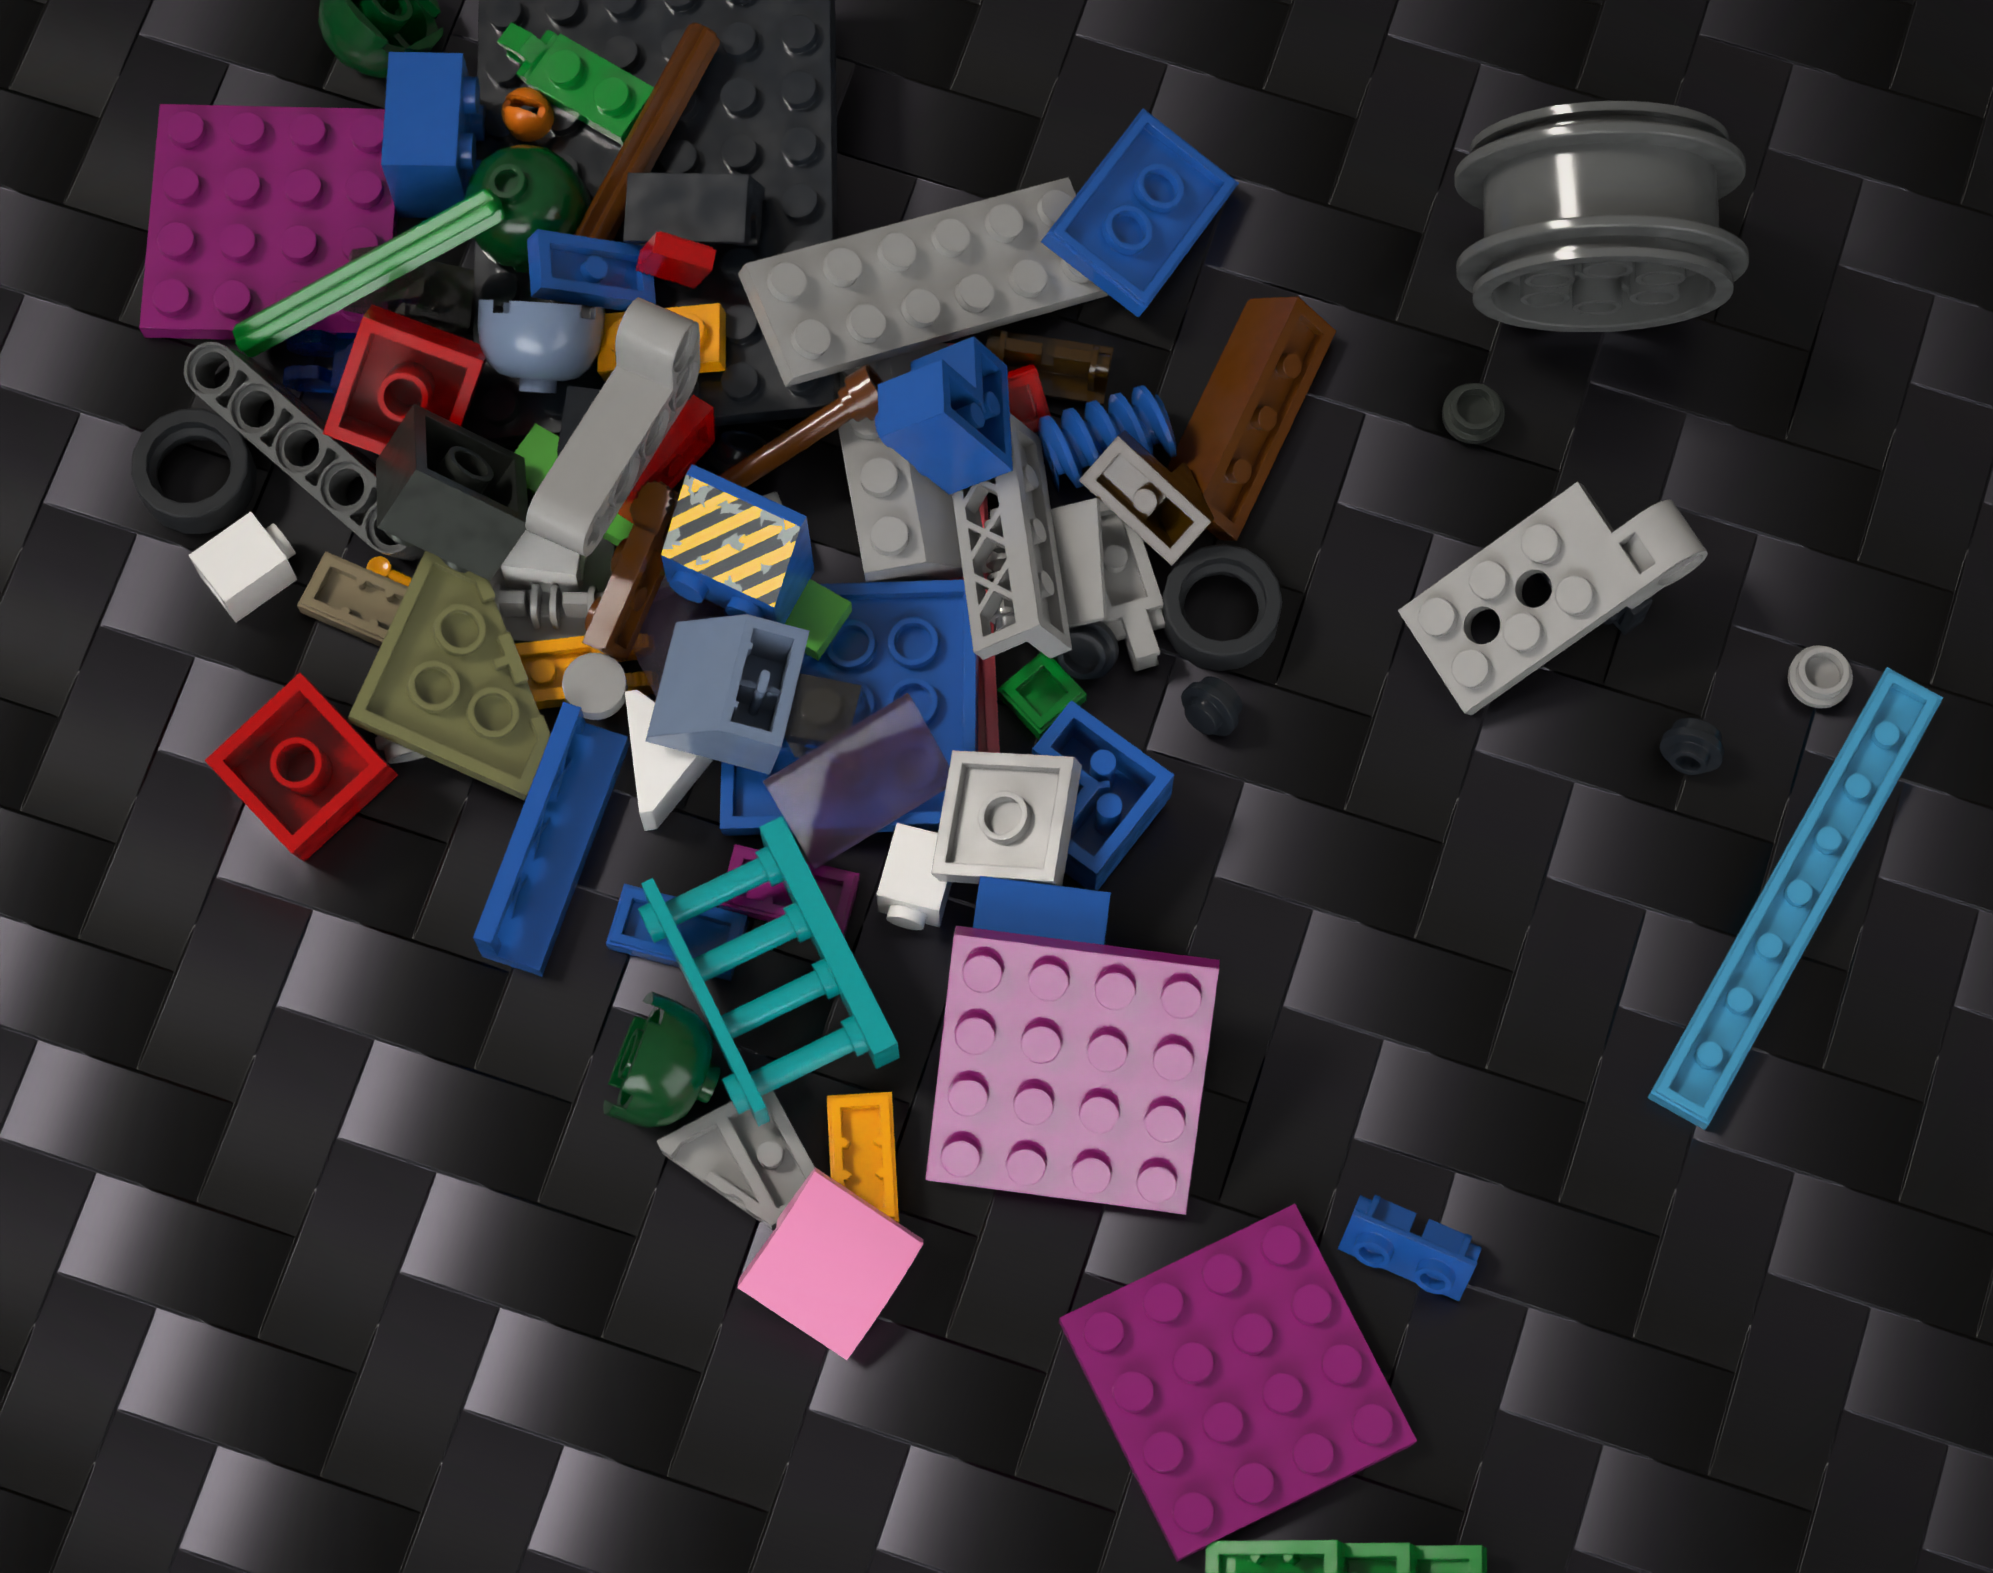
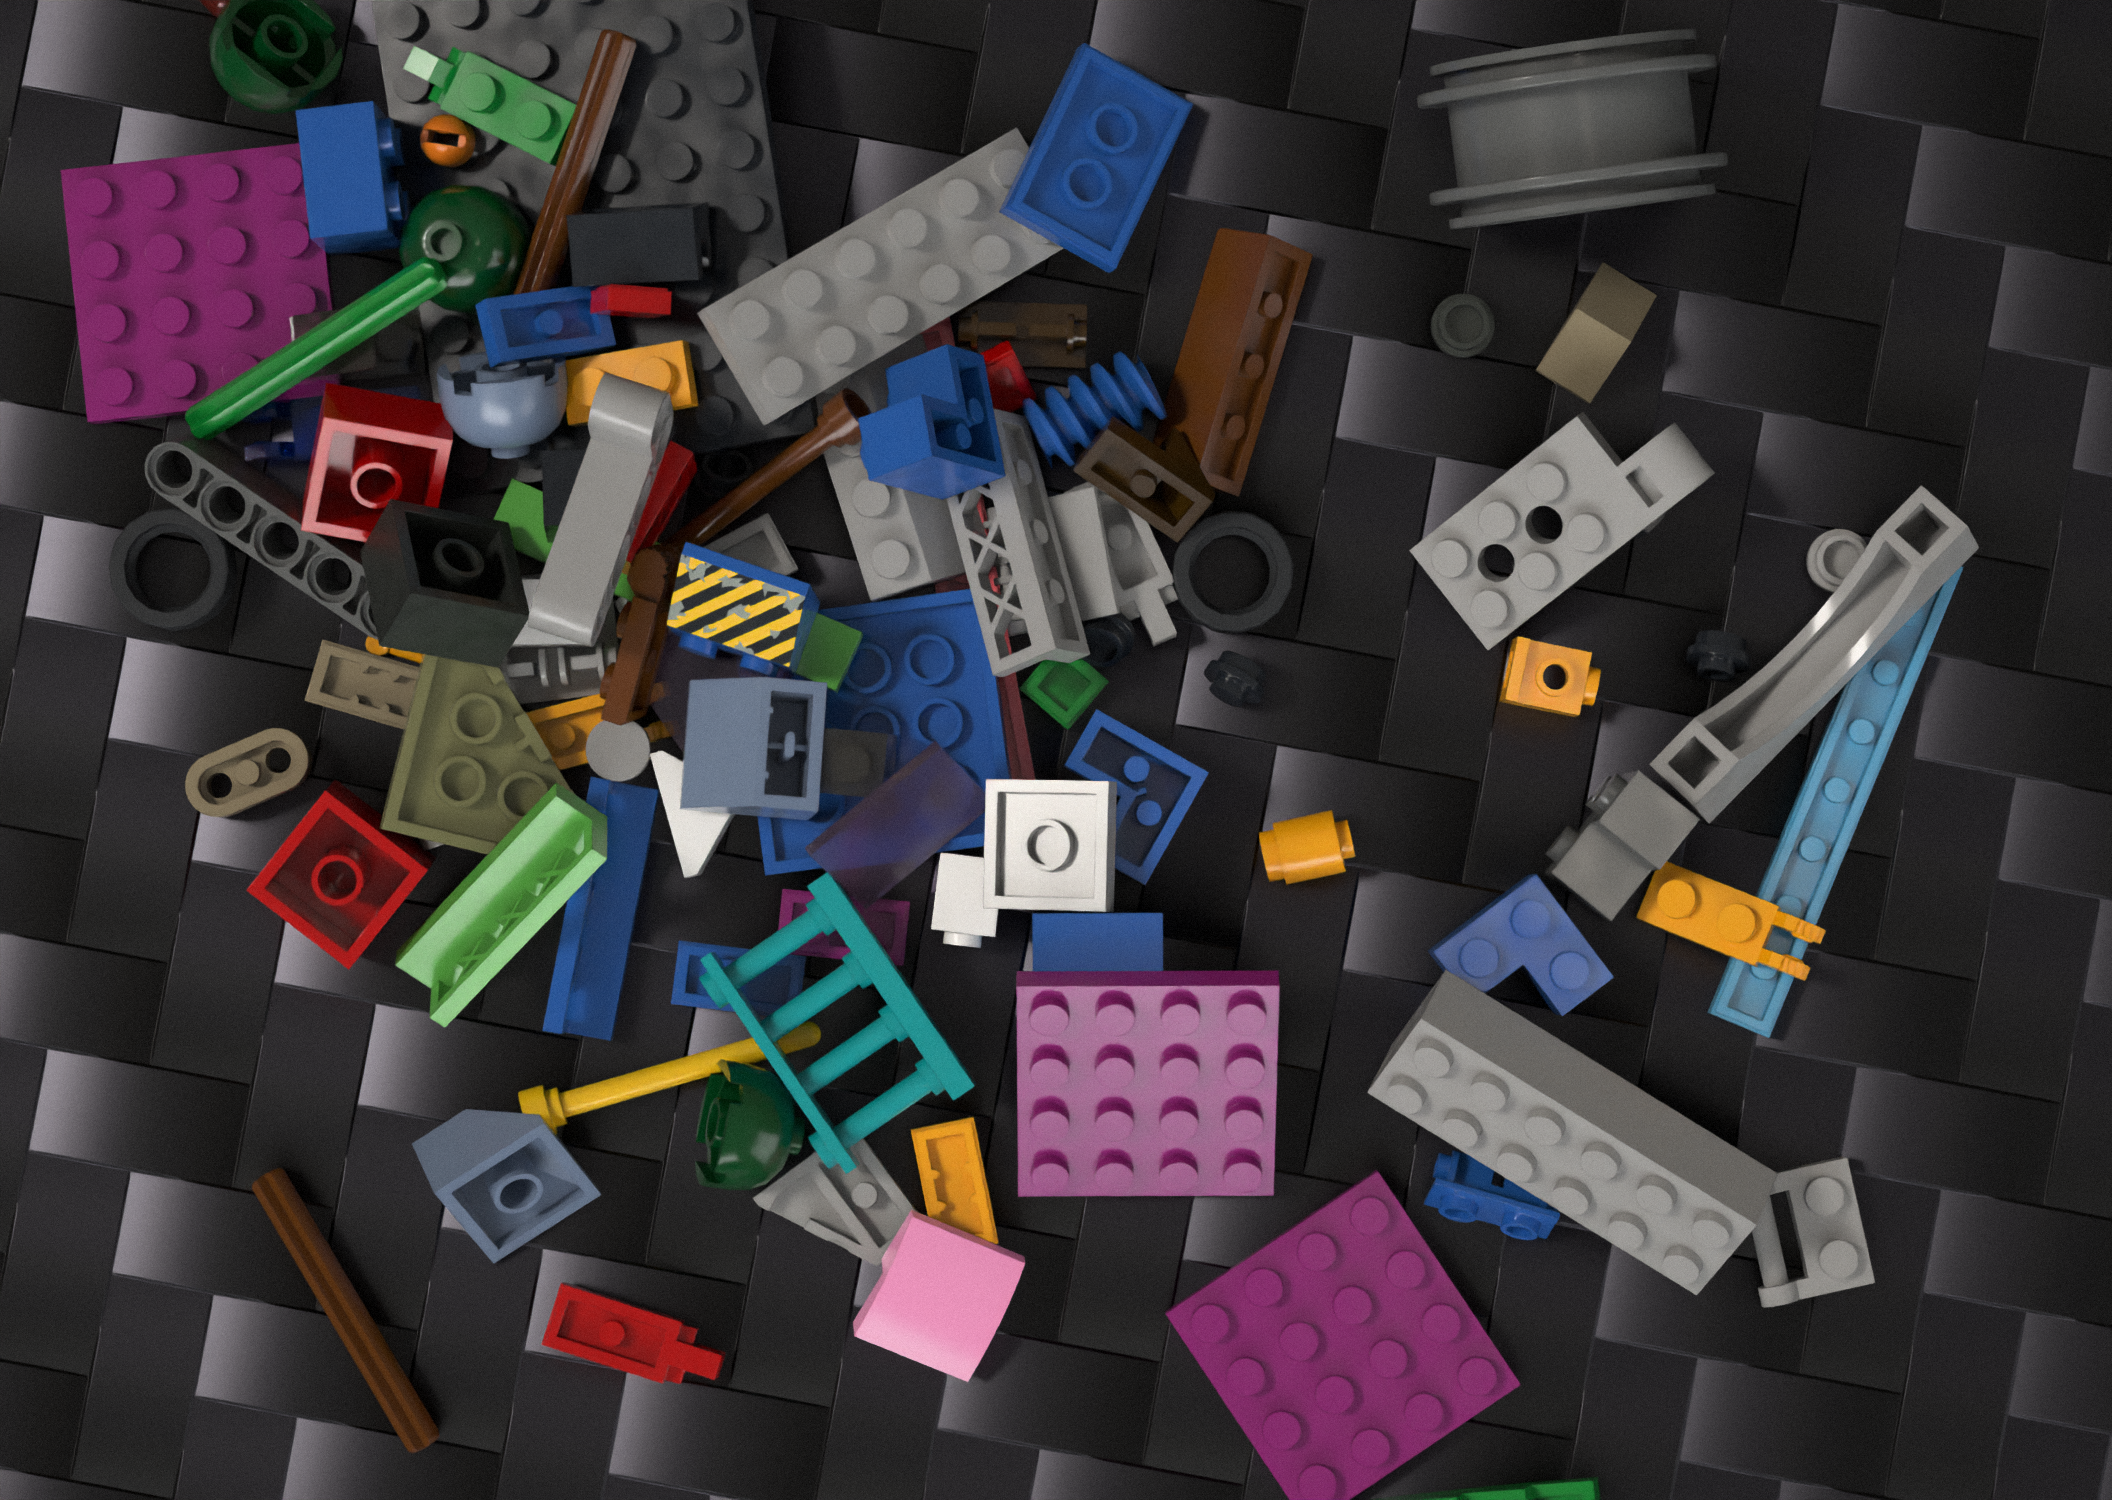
camera: 10 degrees left, 15 degrees up
(226, 1203) = (345, 1310): none -> reddish brown axle
(231, 663) = (250, 772): none -> dark tan plate
(245, 565) = (244, 664): white brick -> none
(411, 1086) = (503, 1177): none -> sand blue slope
(456, 804) = (505, 900): none -> bright green fence
(467, 1029) = (557, 1106): none -> yellow piece
(507, 1266) = (627, 1337): none -> red hinge
(1262, 876) = (1306, 847): none -> light orange brick
(1470, 985) = (1525, 932): none -> blue brick
(1499, 1180) = (1573, 1133): none -> light grey brick
(1505, 759) = (1524, 677): none -> light orange brick
(1590, 896) = (1624, 838): none -> dark grey brick
(1601, 436) = (1596, 333): none -> dark tan slope
(1675, 1000) = (1723, 918): none -> light orange hinge
(1747, 1323) = (1826, 1233): none -> light grey plate
(1878, 683) = (1882, 591): none -> light grey arch

